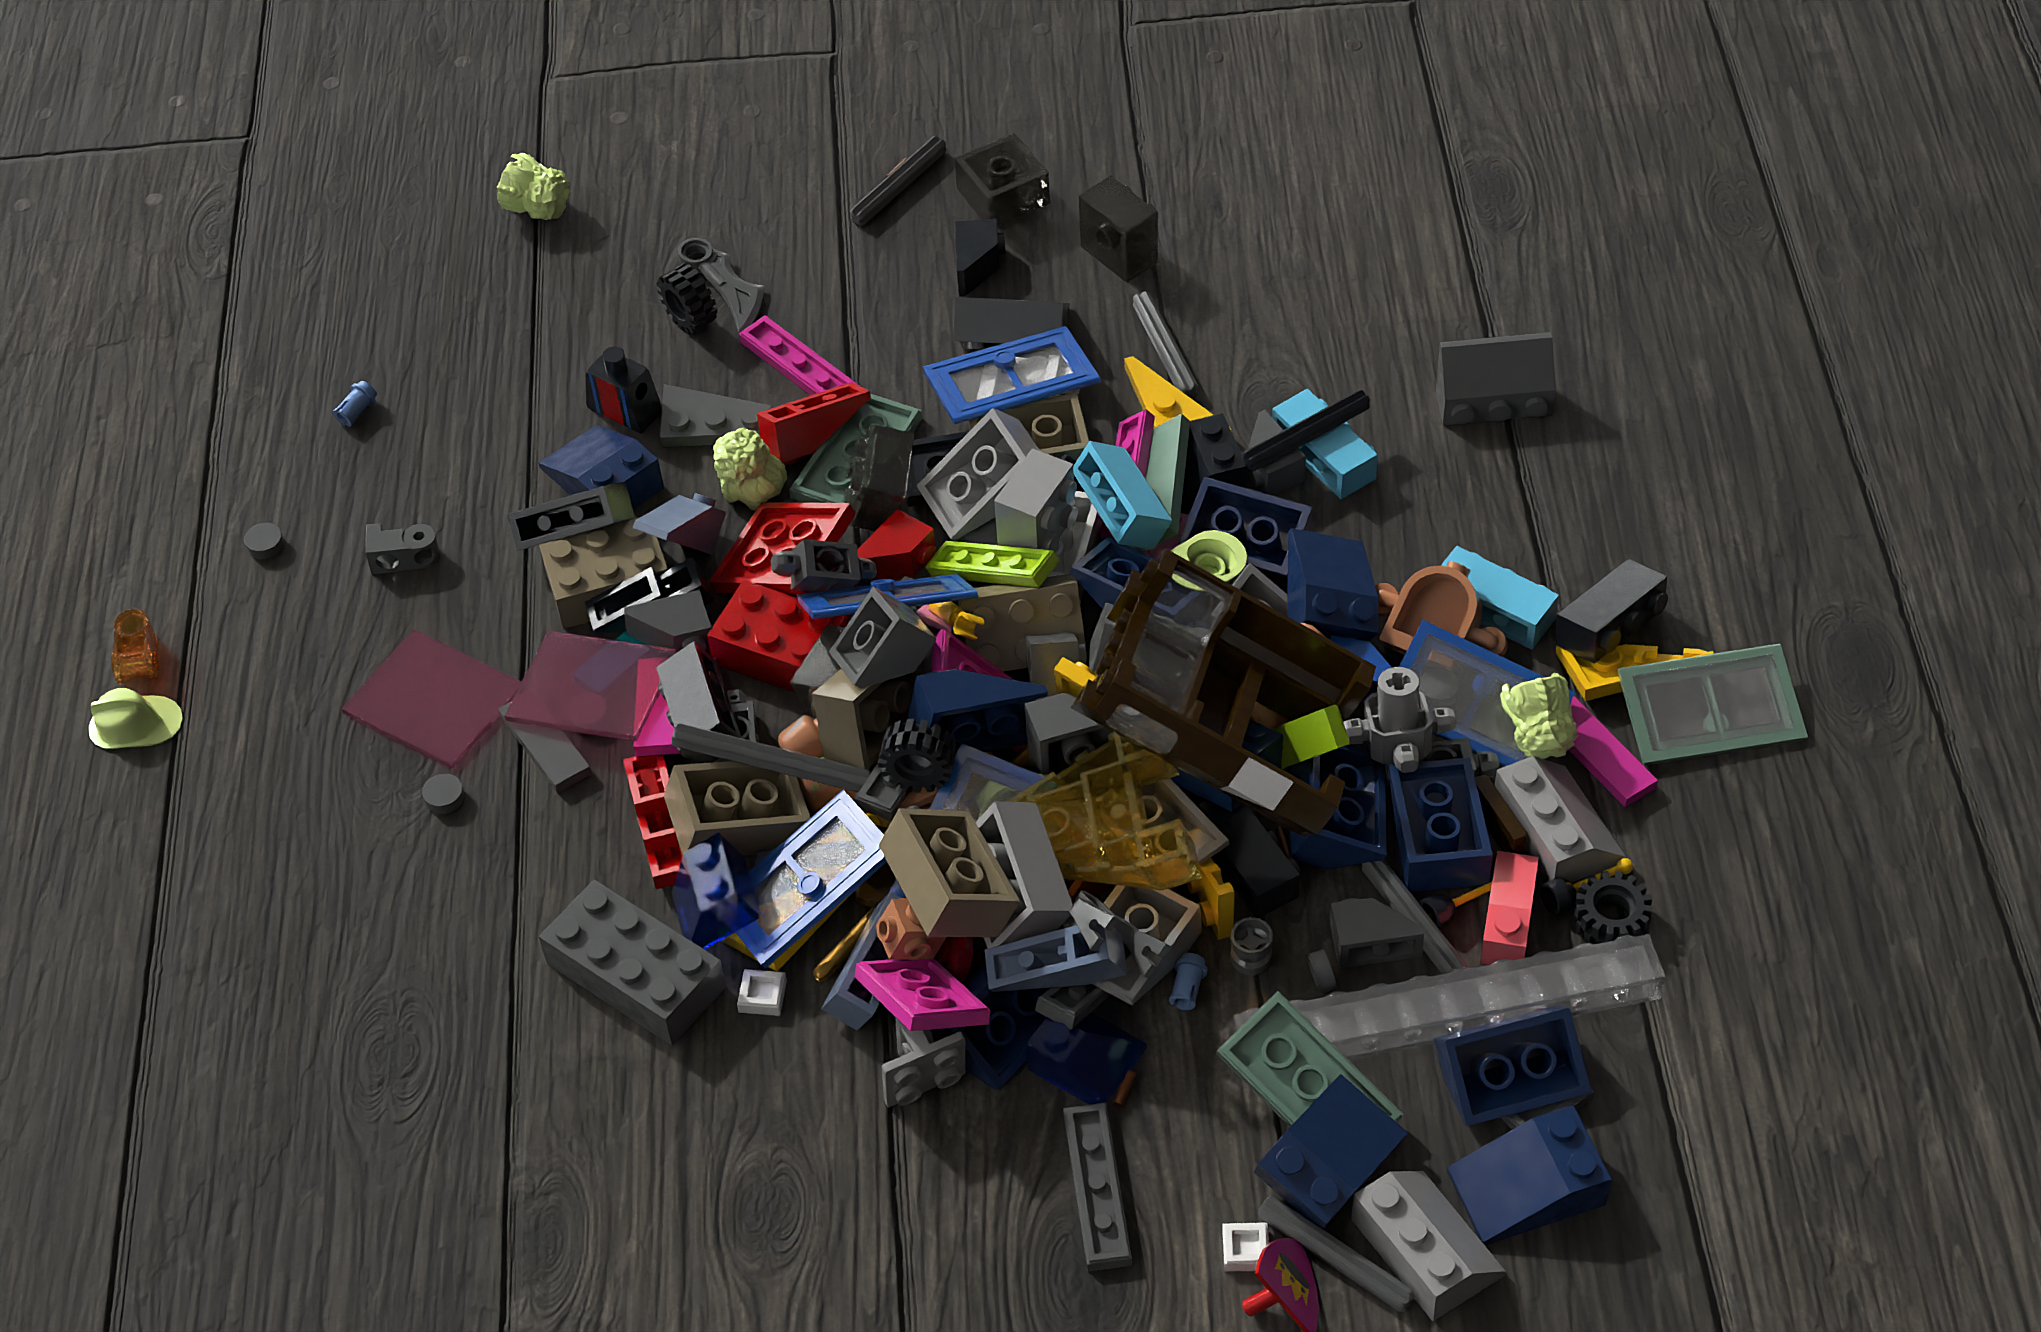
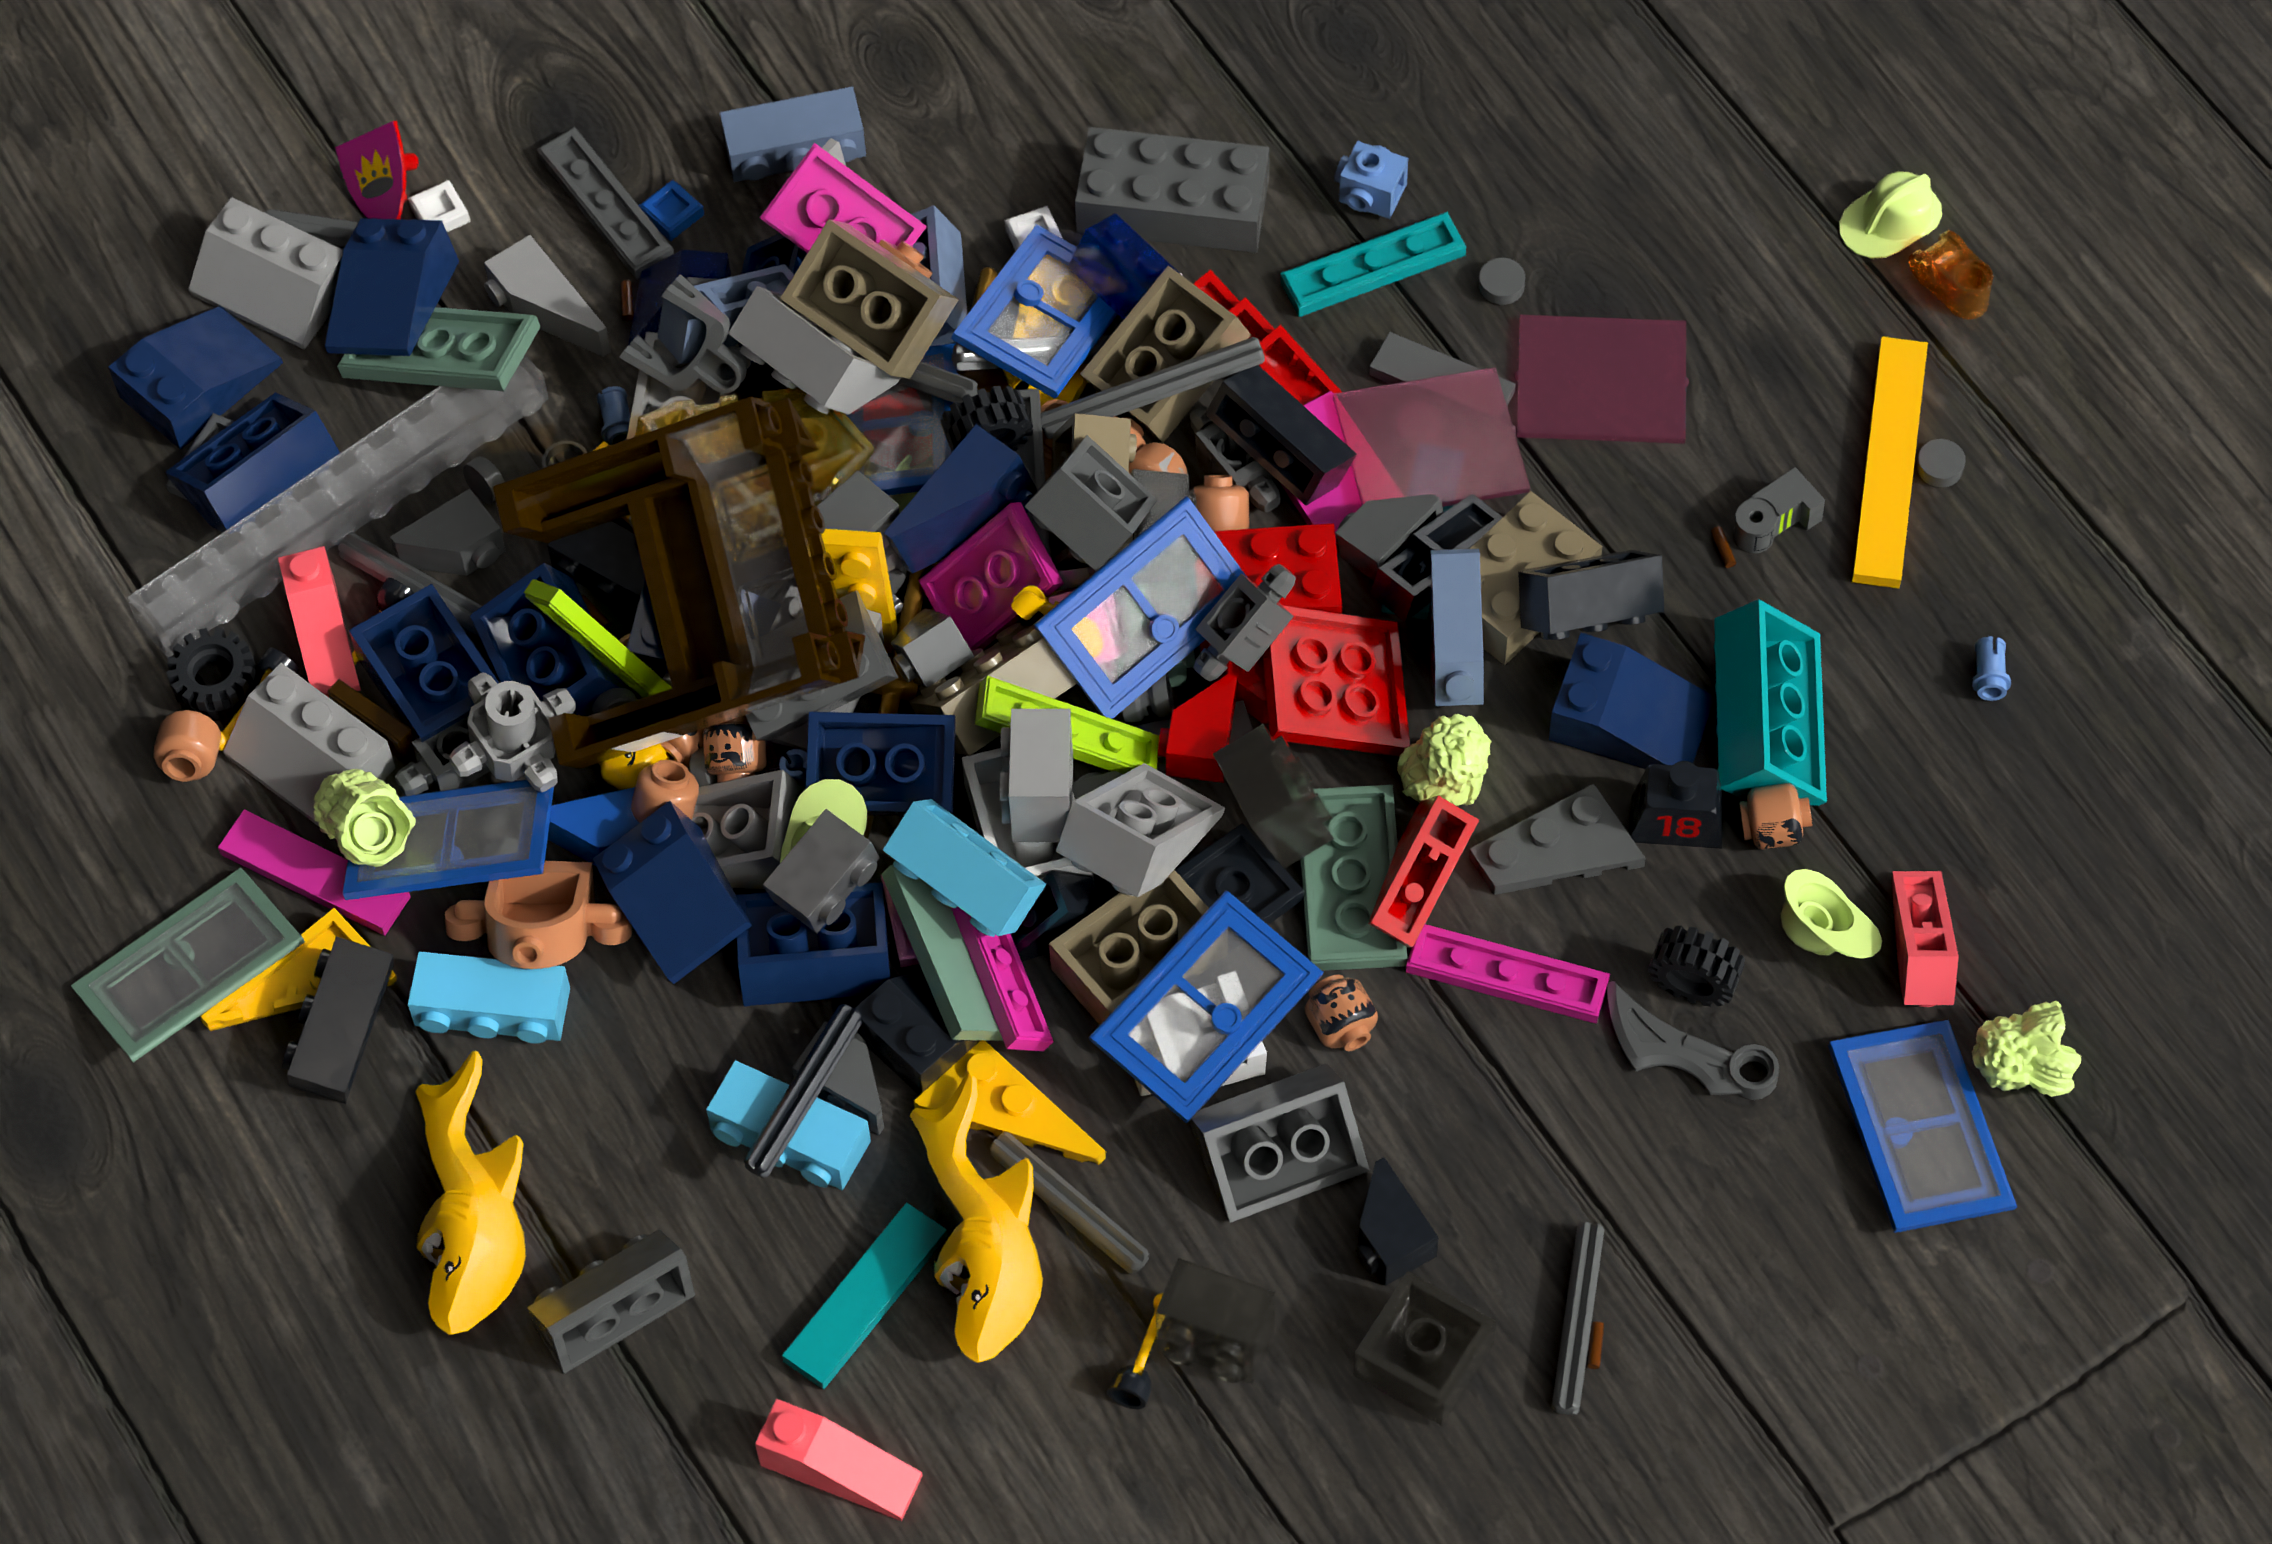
camera: 150 degrees right, 10 degrees up
(293, 557) = (1890, 462): none -> yellow tile
(451, 551) = (1723, 547): none -> reddish brown piece
(477, 895) = (1372, 179): none -> medium blue brick
(515, 432) = (1769, 702): none -> teal slope
(524, 850) = (1373, 264): none -> teal tile
(536, 274) = (1924, 939): none -> coral slope
(564, 368) = (1775, 816): none -> nougat head
(586, 296) = (1824, 919): none -> yellowish green piece
(622, 196) = (1921, 1126): none -> clear door
(775, 698) = (1222, 503): none -> nougat head
(904, 1159) = (780, 133): none -> sand blue brick
(911, 375) = (1341, 1012): none -> nougat head
(1043, 1152) = (672, 210): none -> blue tile
(1187, 238) = (1131, 1383): none -> black hinge
(1199, 1109) = (532, 284): none -> light grey slope
(1223, 523) = (822, 871): none -> flat silver brick
(1224, 330) = (992, 1237): none -> yellow piece
(1325, 345) = (864, 1296): none -> teal tile
(1398, 266) = (835, 1460): none -> coral slope
(1560, 468) = (474, 1214): none -> yellow piece
(1655, 857) = (187, 745): none -> nougat head

